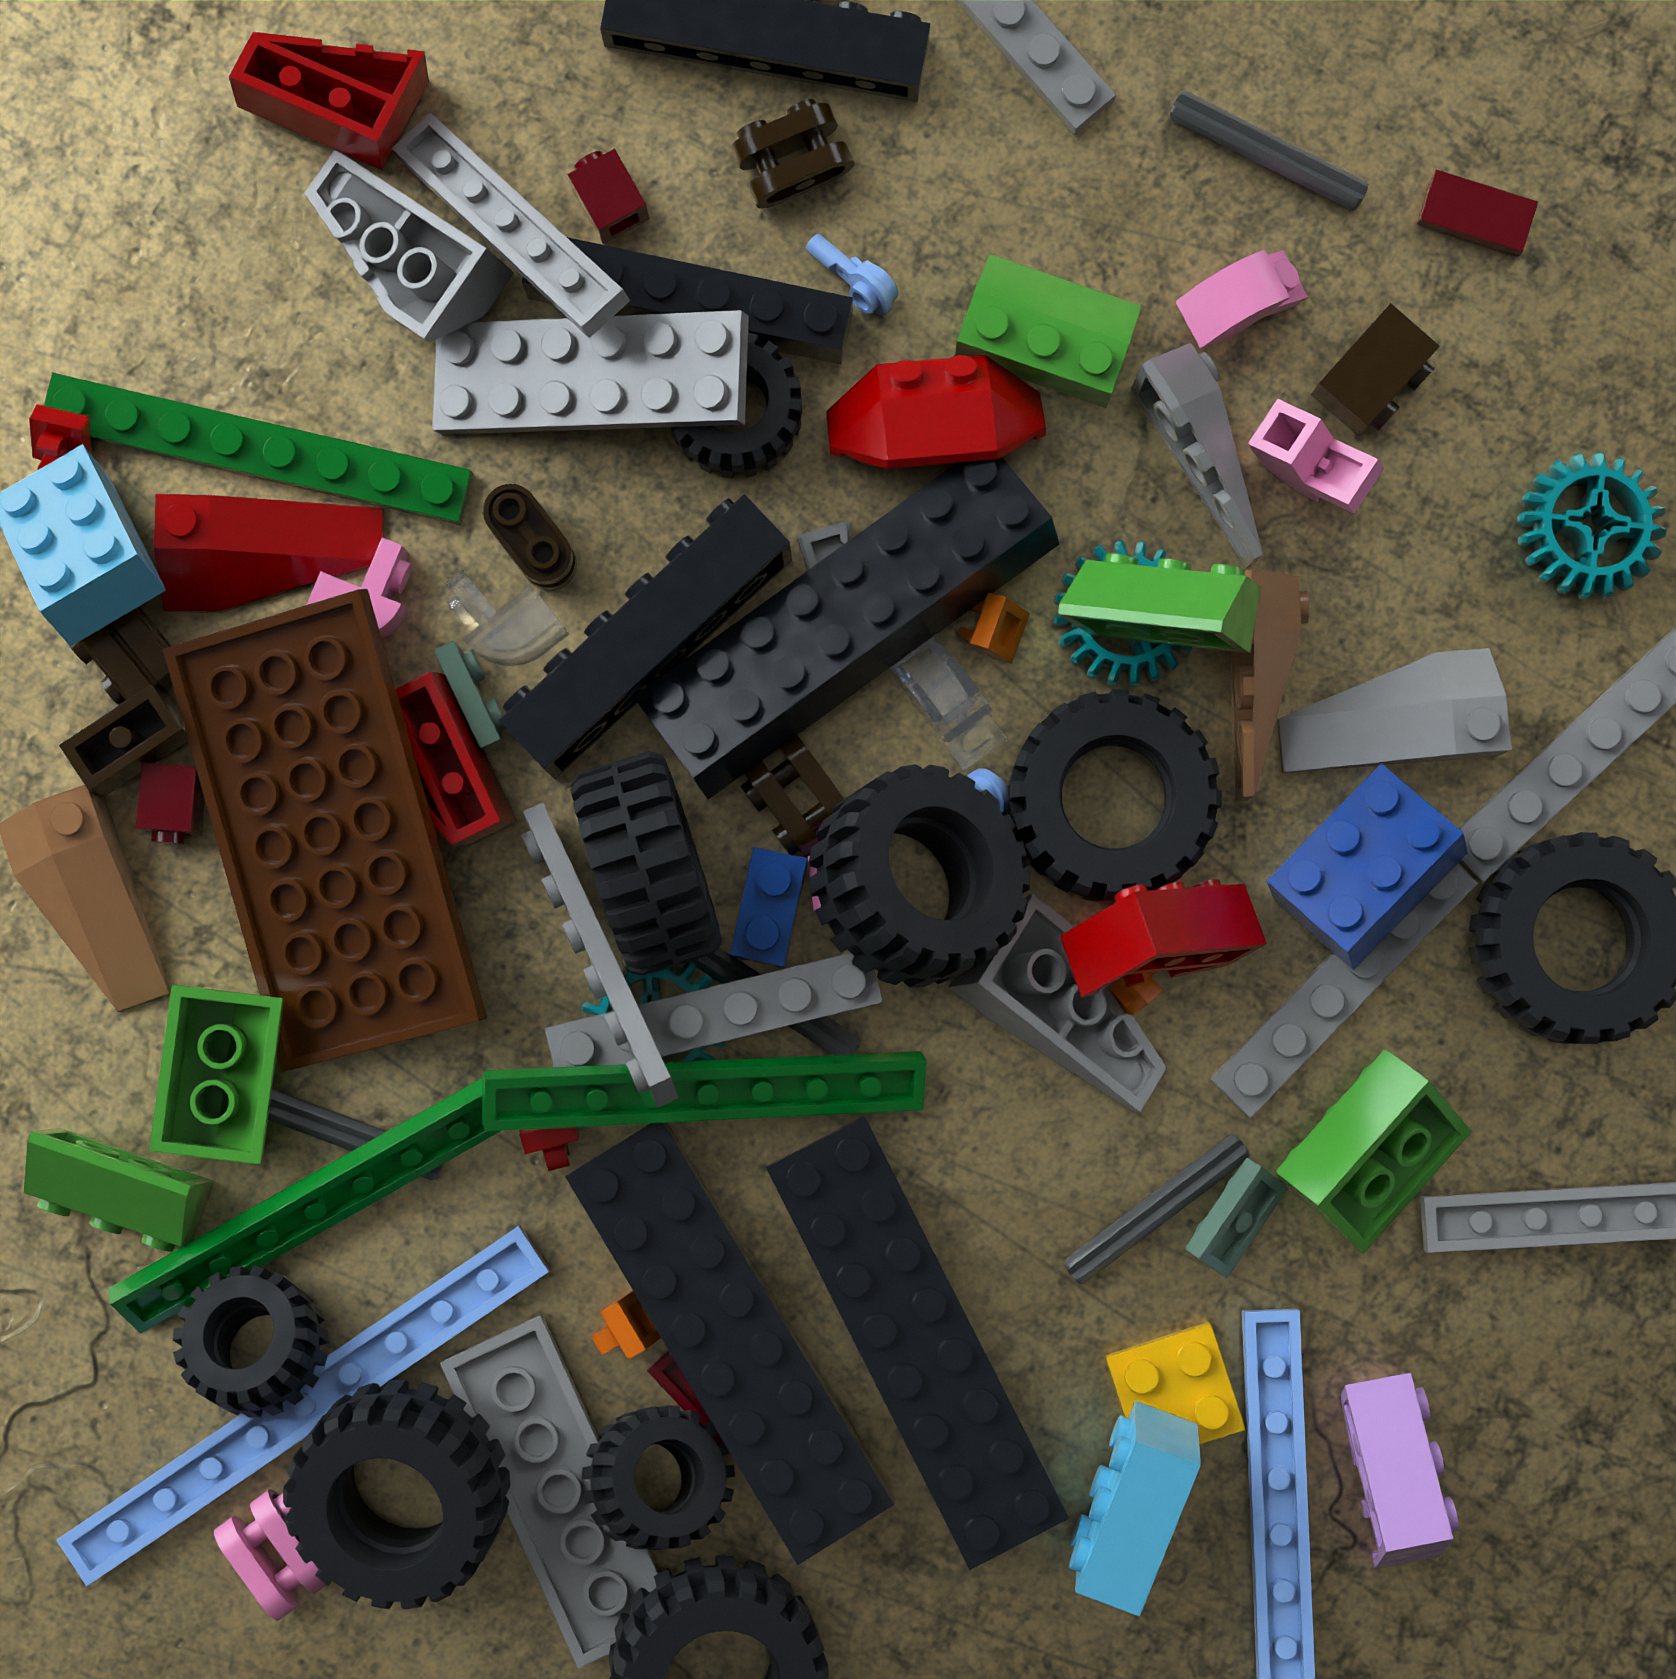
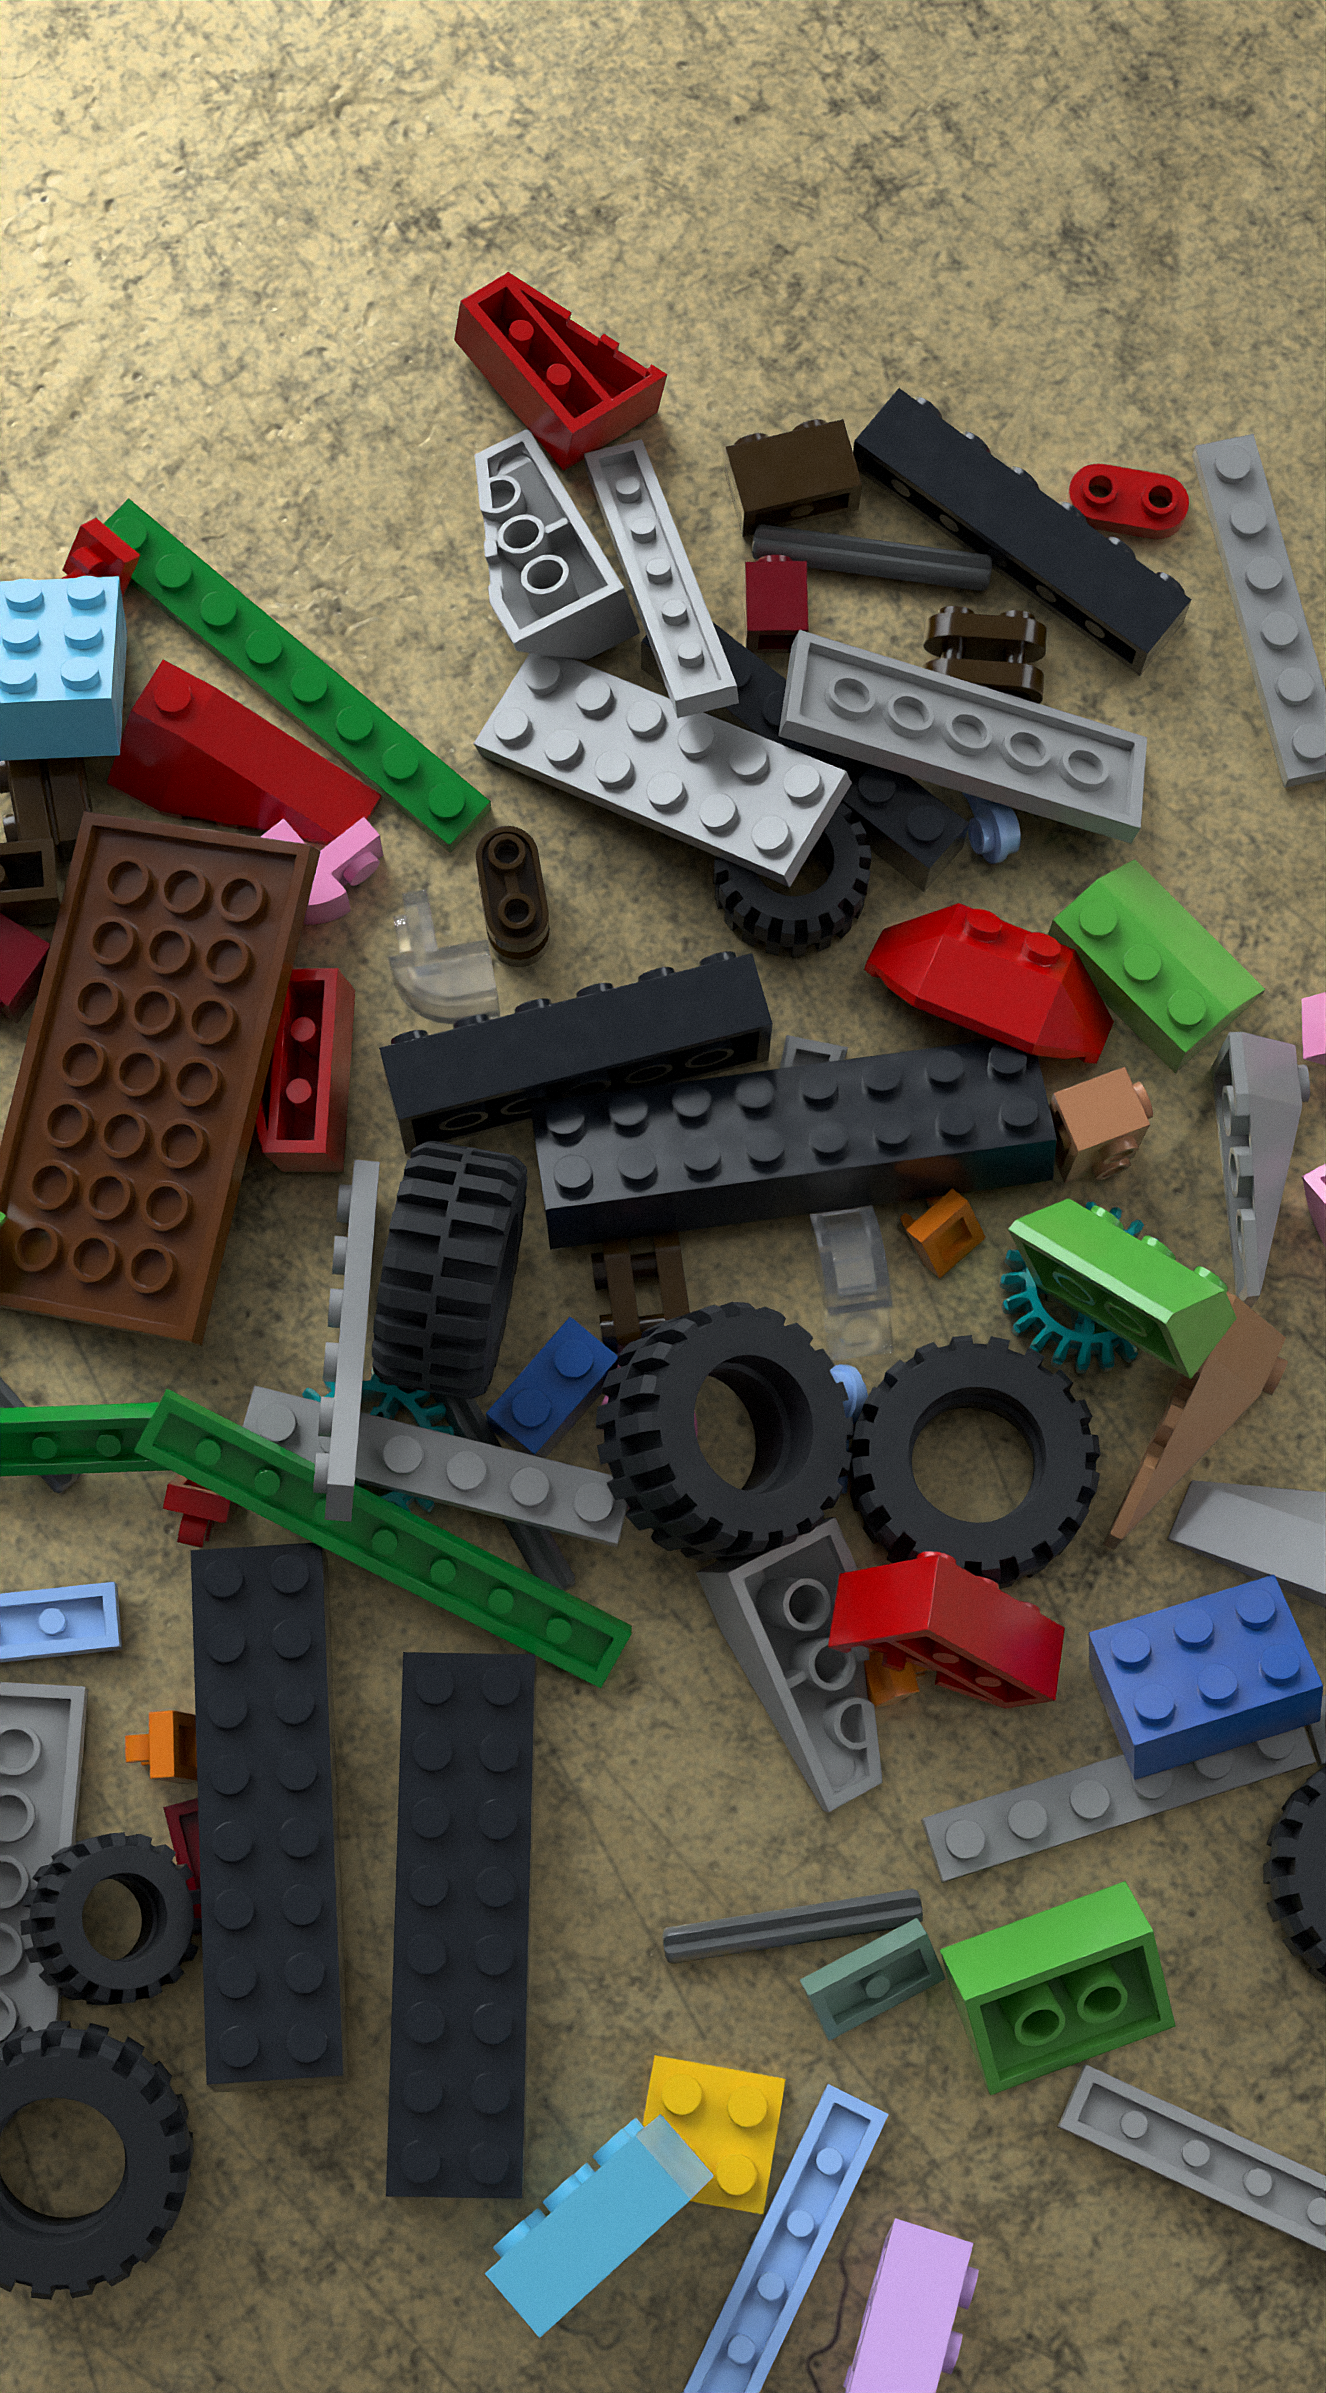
camera: 25 degrees right, 10 degrees down
(463, 674) = (369, 997): sand green plate -> none
(564, 81) = (792, 475): none -> dark brown brick
(661, 114) = (875, 557): none -> dark grey axle
(812, 229) = (964, 736): none -> light grey plate
(1076, 484) = (1099, 1125): none -> nougat brick

